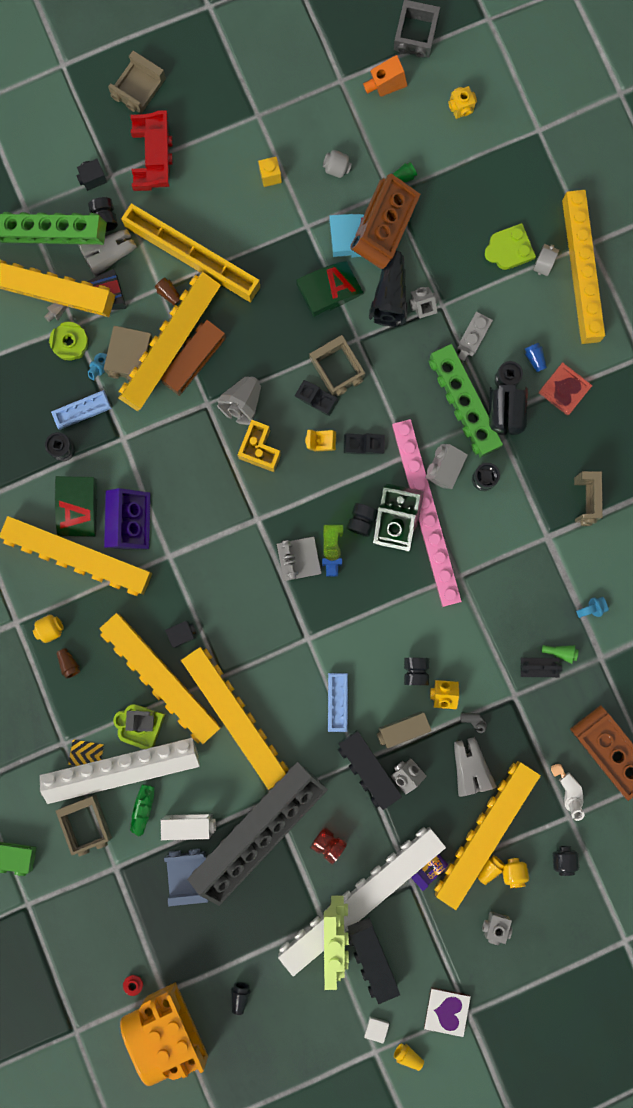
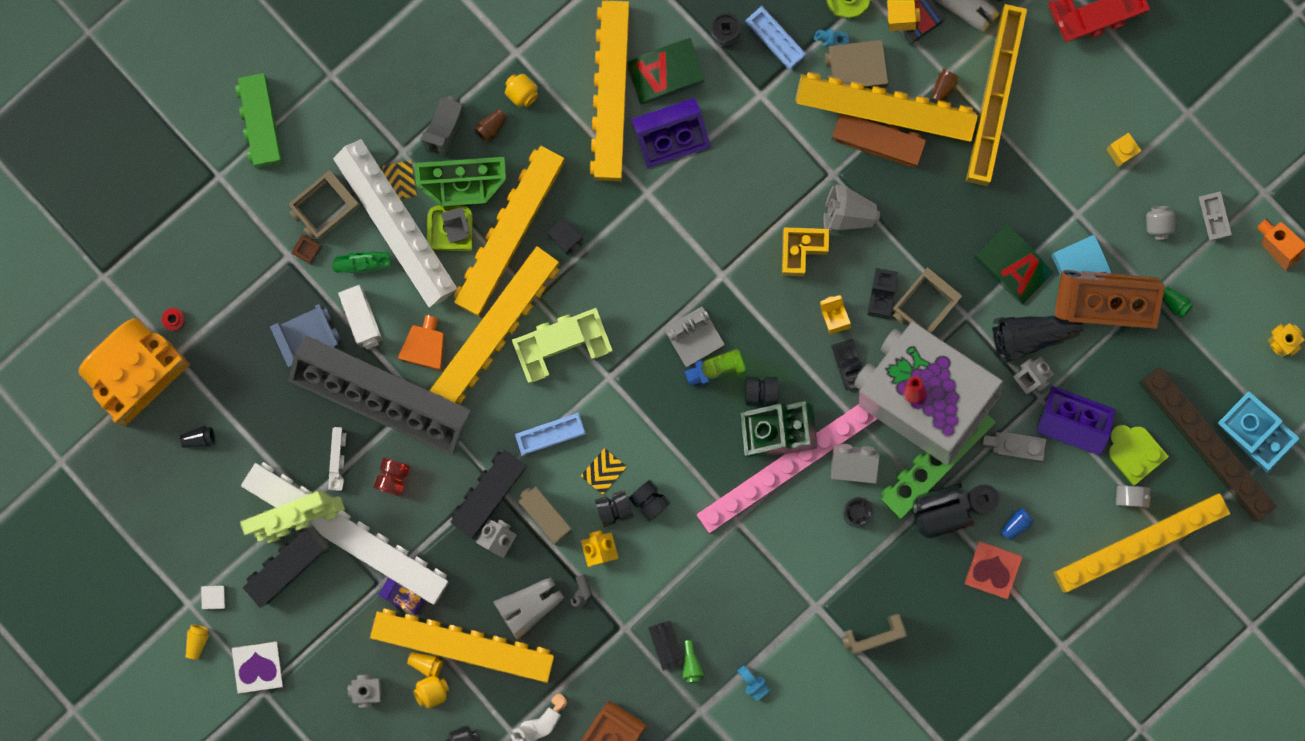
camera: 70 degrees right, 0 degrees up
(56, 704) = (442, 130): none -> dark grey arch
(103, 704) = (461, 180): none -> bright green wedge
(115, 851) = (306, 249): none -> reddish brown tile
(229, 780) = (424, 345): none -> orange torso
(261, 663) = (560, 337): none -> yellowish green bracket
(299, 886) = (336, 460): none -> white hinge
(347, 119) = (1215, 216): none -> light grey hinge
(382, 669) = (603, 471): none -> sticker
(410, 386) = (955, 399): none -> light grey brick
(411, 396) = (915, 390): none -> red cone
(419, 640) = (649, 500): none -> black wheel
(470, 283) = (1076, 420): none -> dark purple slope
(523, 189) = (1208, 444): none -> dark brown brick
(526, 148) = (1258, 432): none -> medium azure slope

